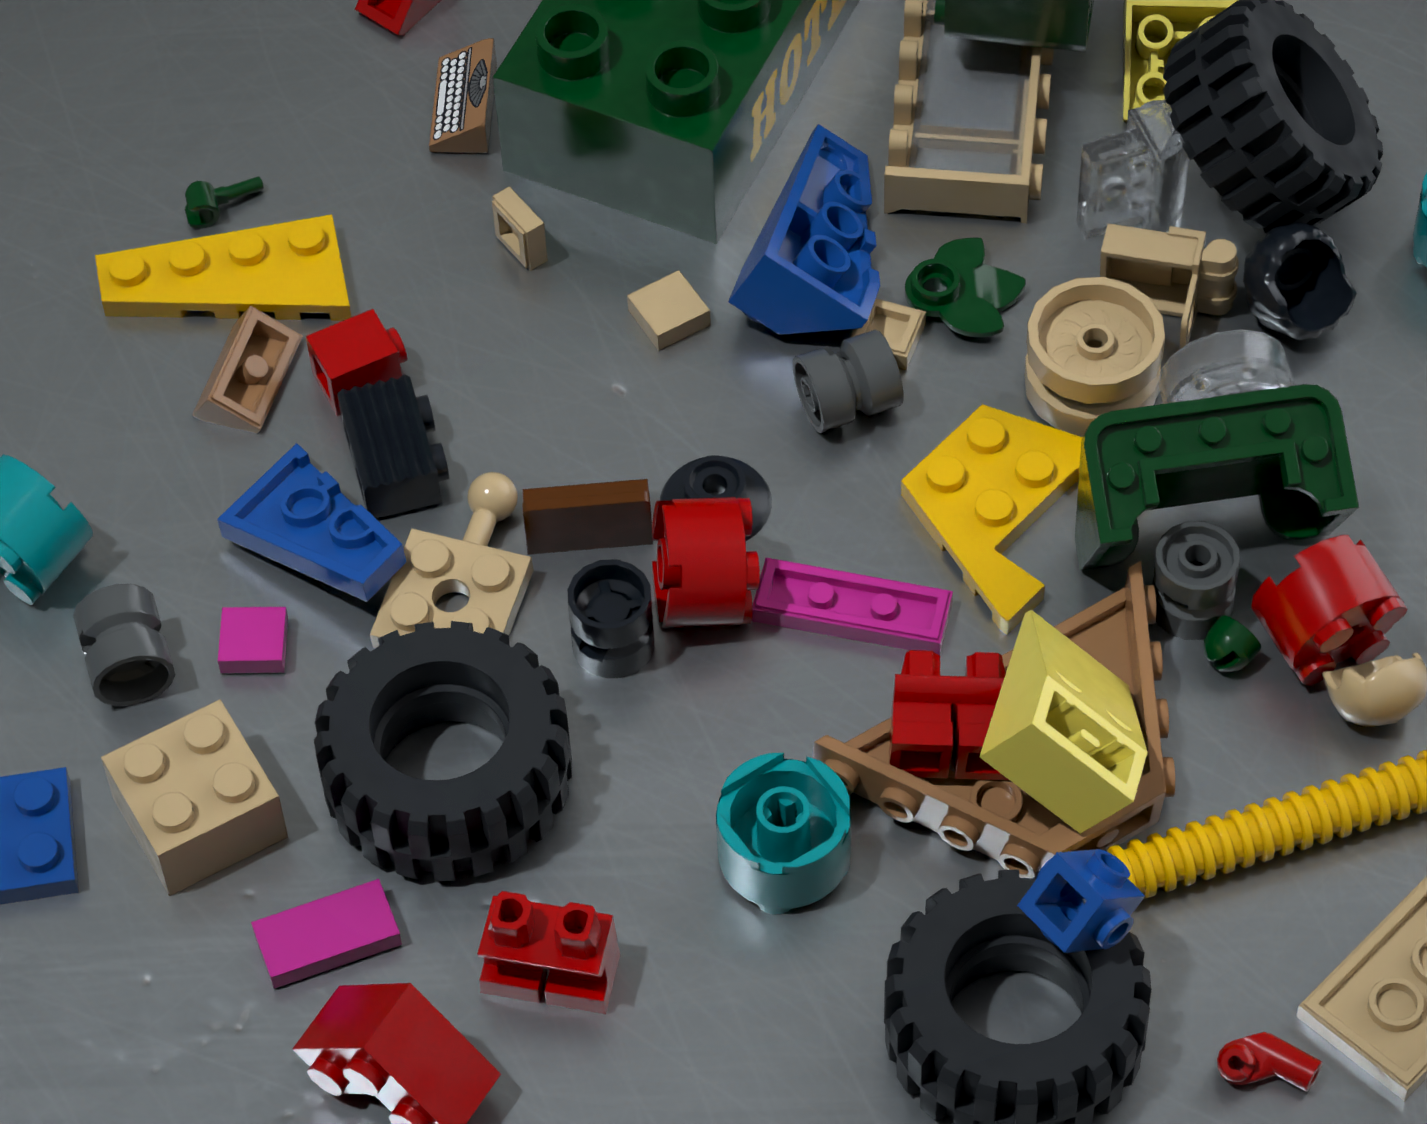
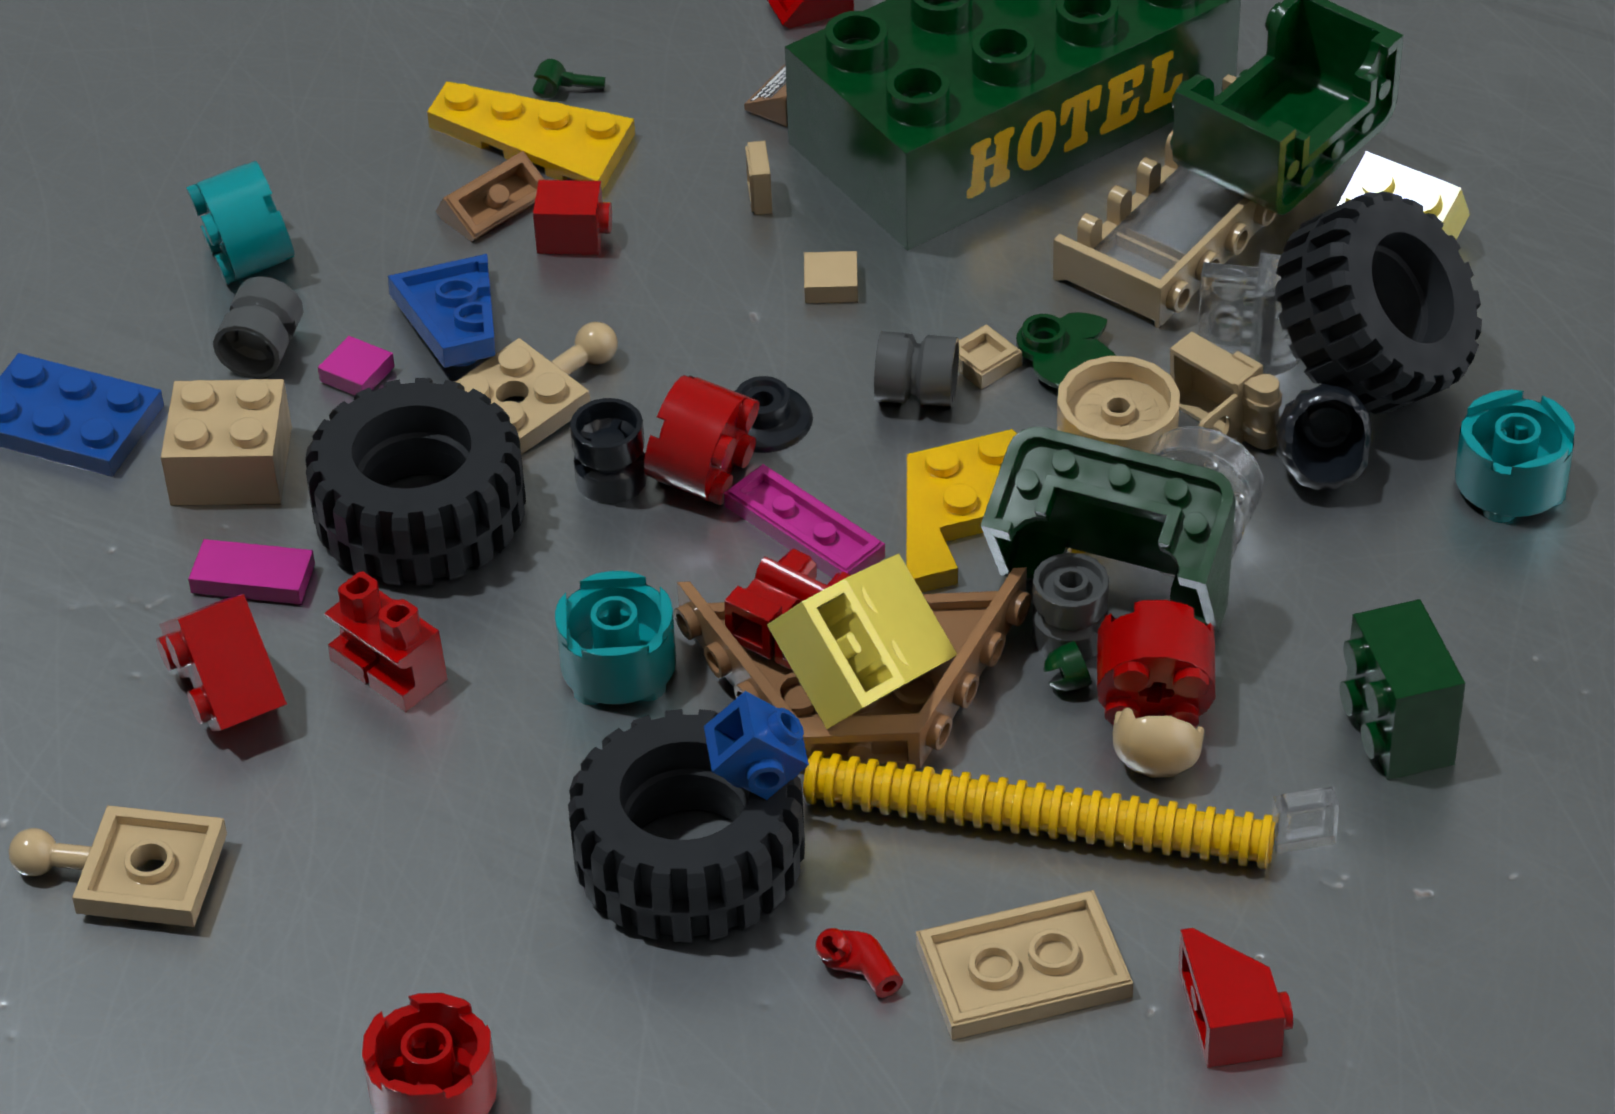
camera: 30 degrees right, 10 degrees down
(391, 446) = (549, 281): black brick -> none
(587, 516) = (638, 376): reddish brown panel -> none
(816, 246) = (968, 270): blue wedge -> none

